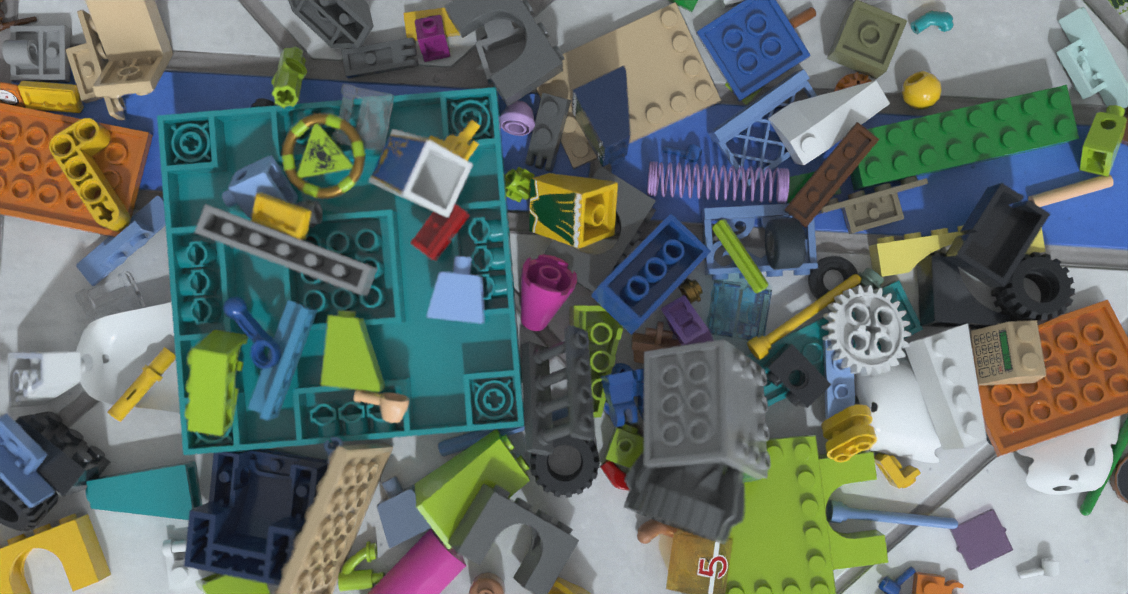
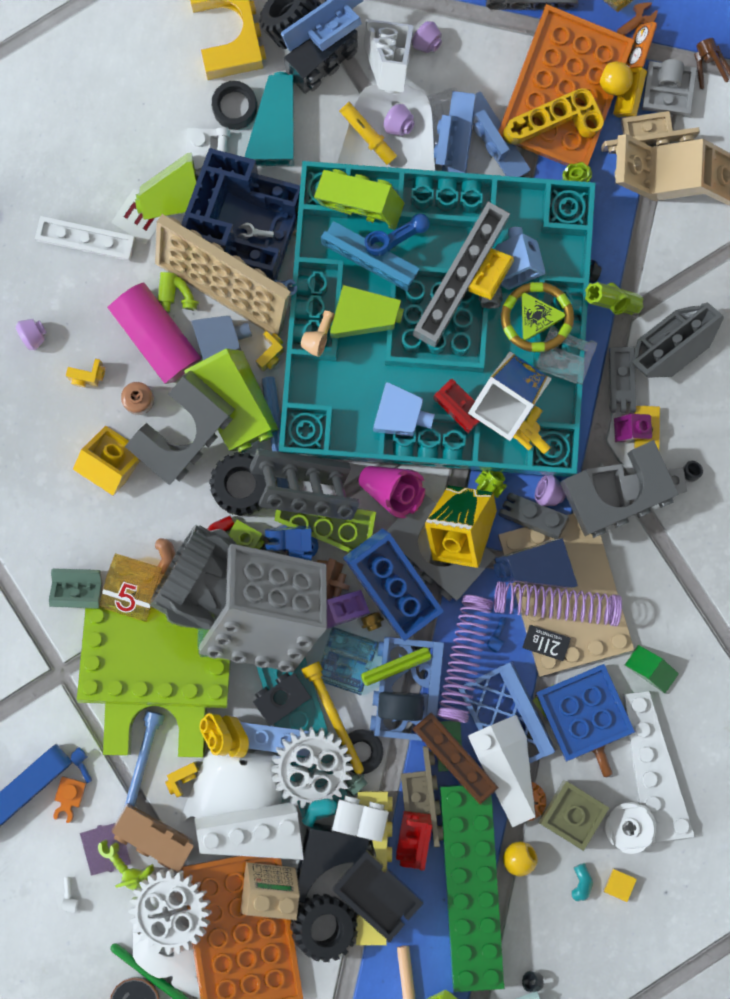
camera: 100 degrees right, 5 degrees down
(21, 334) = (427, 37): none -> lavender cone
(33, 111) = (616, 78): none -> yellow piece
(115, 550) = (229, 87): none -> black tyre
(122, 351) = (399, 120): none -> lavender cone
(124, 284) = (455, 133): none -> medium blue bracket
(150, 140) = (577, 172): none -> lime plate
(276, 495) = (254, 232): none -> white hand
(417, 451) = (269, 358): none -> yellow bracket
(648, 152) = (612, 611): none -> lavender piece
(684, 97) = (546, 643): none -> black sticker
(910, 315) = (318, 808): none -> teal arm
(915, 268) = (360, 819): none -> white brick
(921, 206) = (414, 840): none -> red hinge
(969, 490) = (152, 838): none -> medium nougat wedge
(1013, 506) = (131, 877): none -> lime piece
(1052, 58) = (530, 976): none -> black hinge
(1059, 467) = (176, 933): none -> white gear

